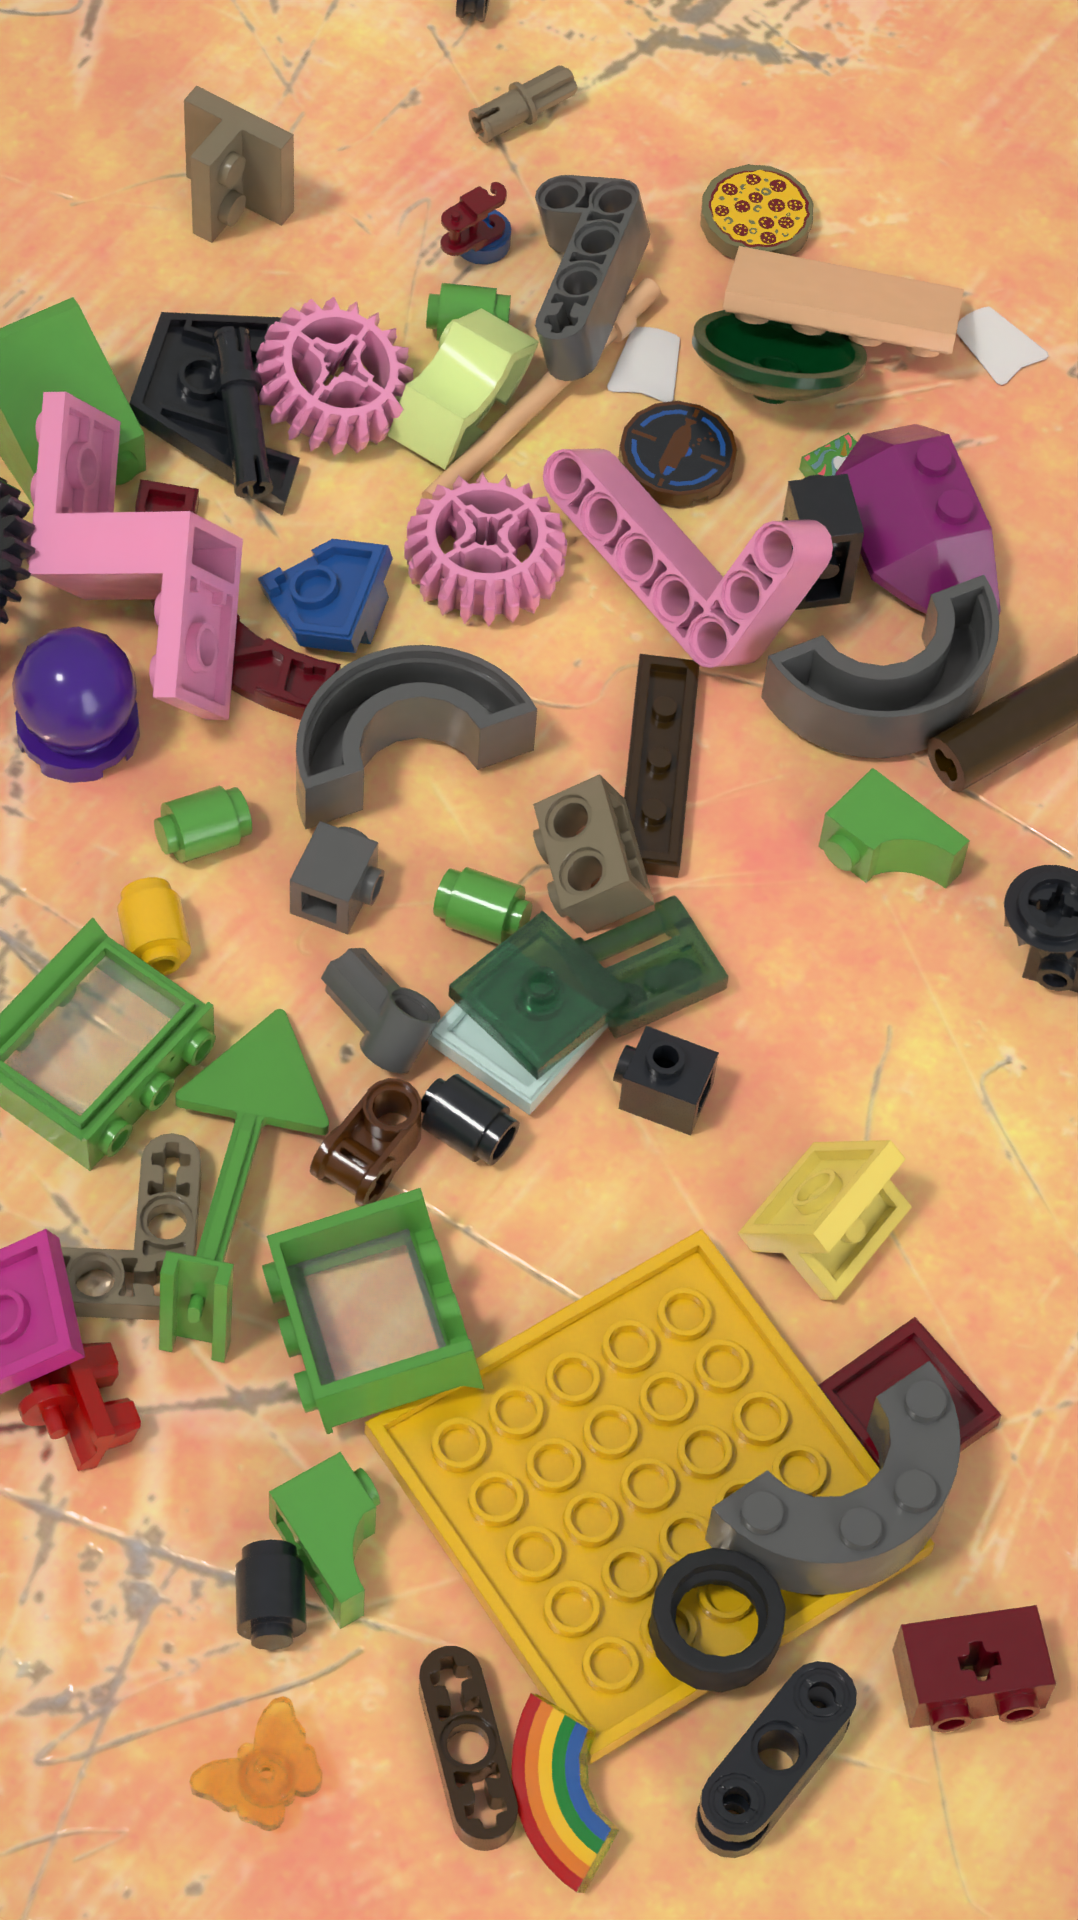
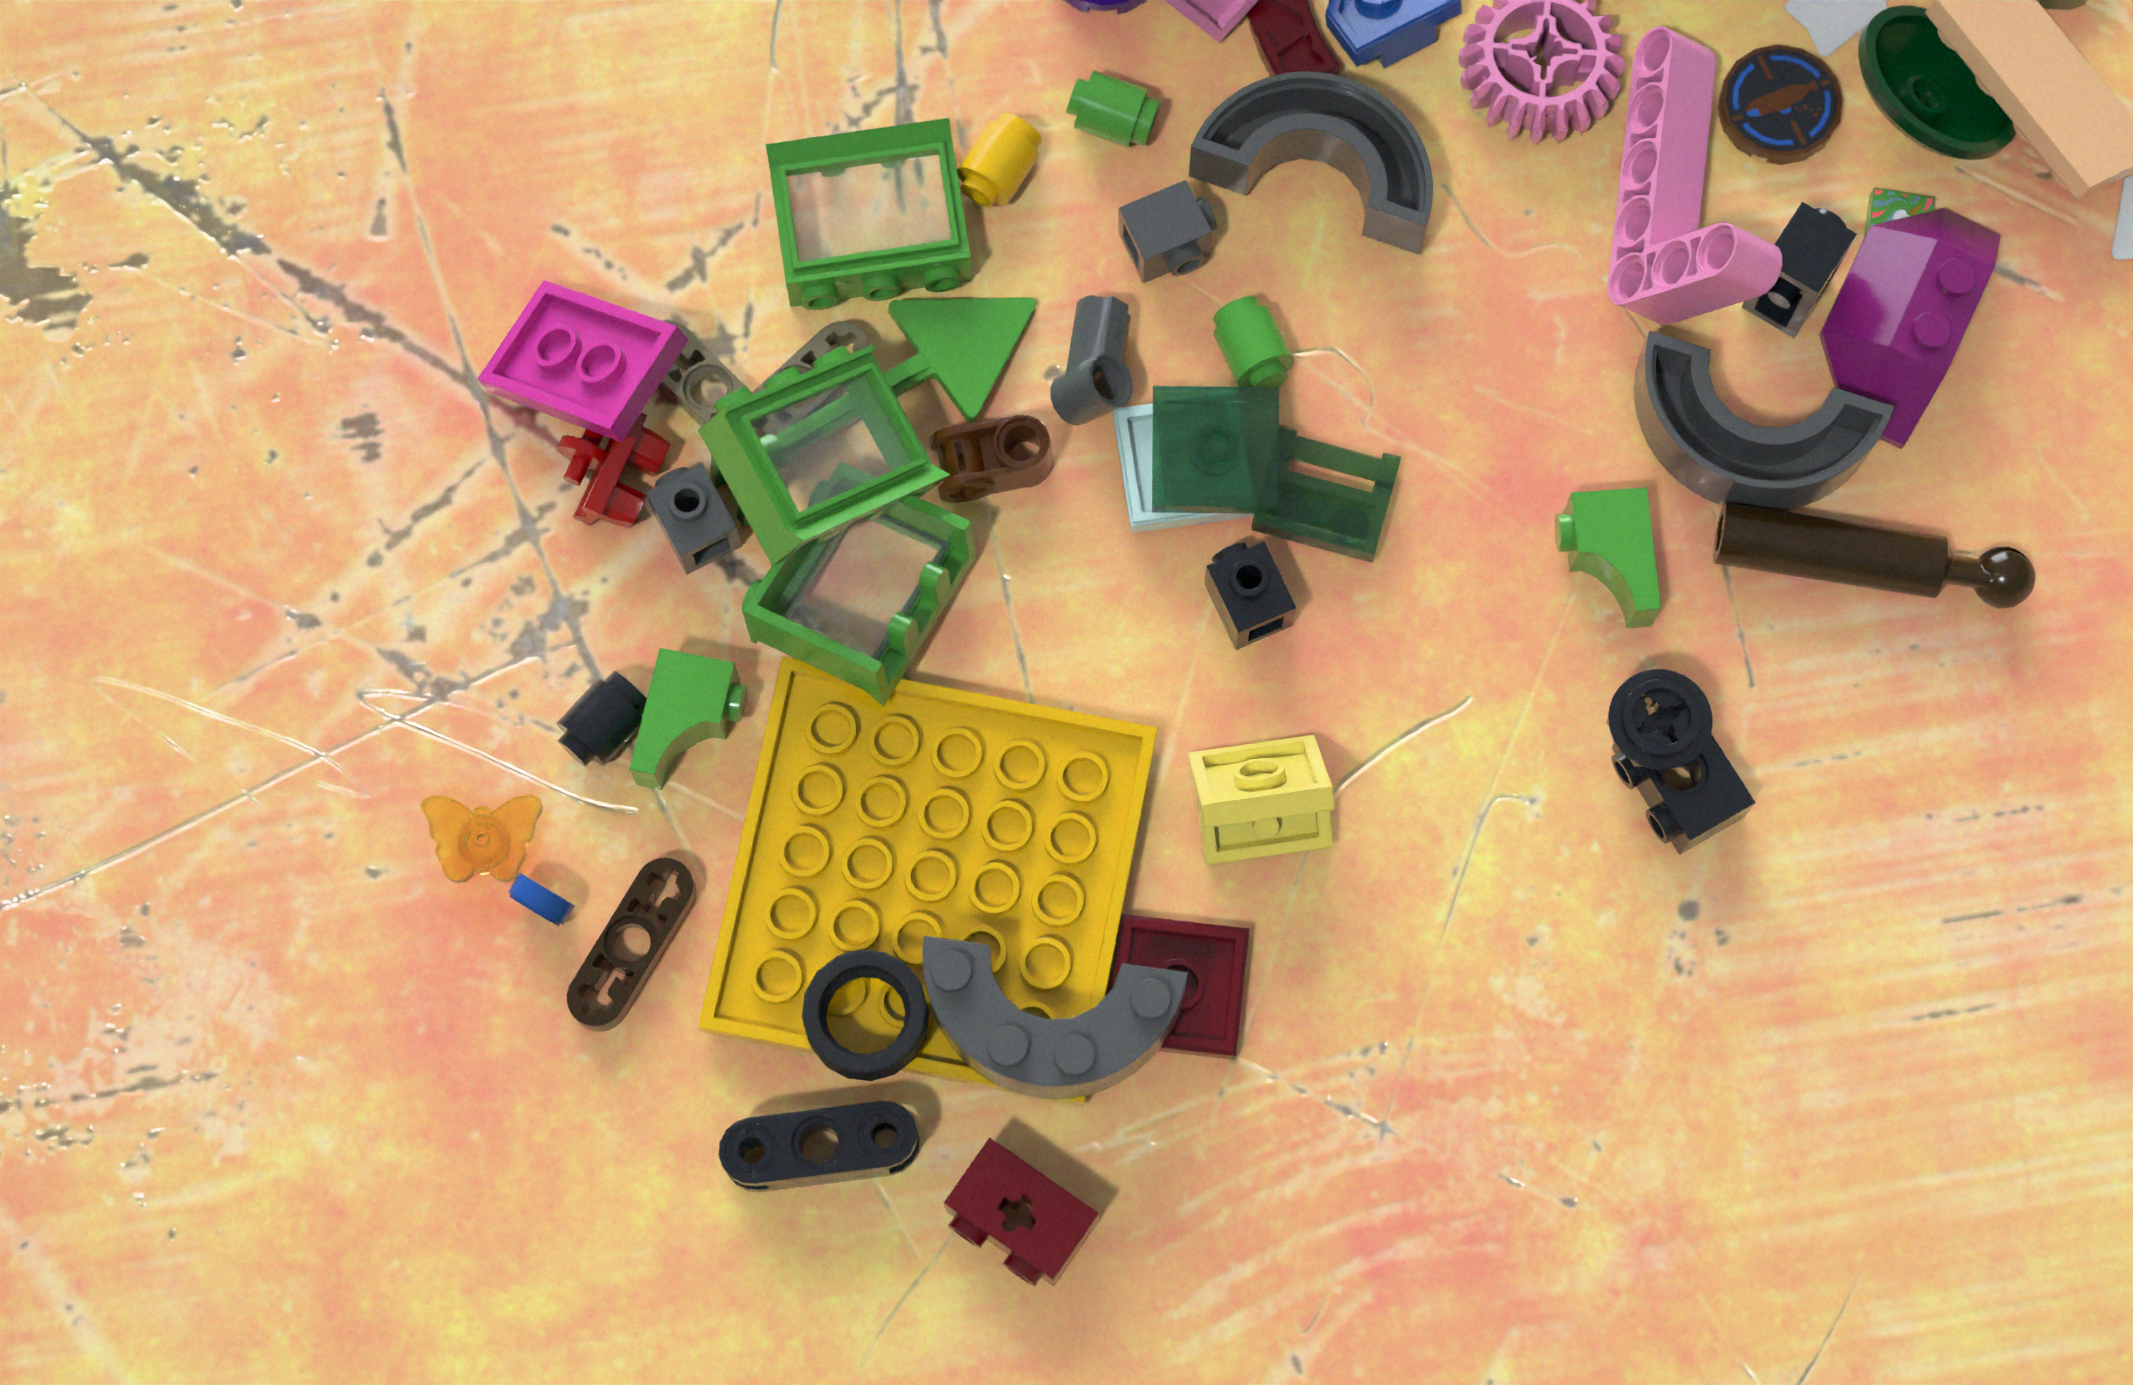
camera: 50 degrees right, 15 degrees up
(184, 1381) = (693, 517): none -> dark grey brick
(259, 1227) = (817, 451): none -> bright green window
(363, 1775) = (540, 900): none -> blue tile
(468, 1119) = (1076, 498): black brick -> none
(556, 1795) = (651, 1029): tile -> none
(602, 850) = (1368, 374): dark tan brick -> none
(661, 759) = (1502, 345): dark brown tile -> none

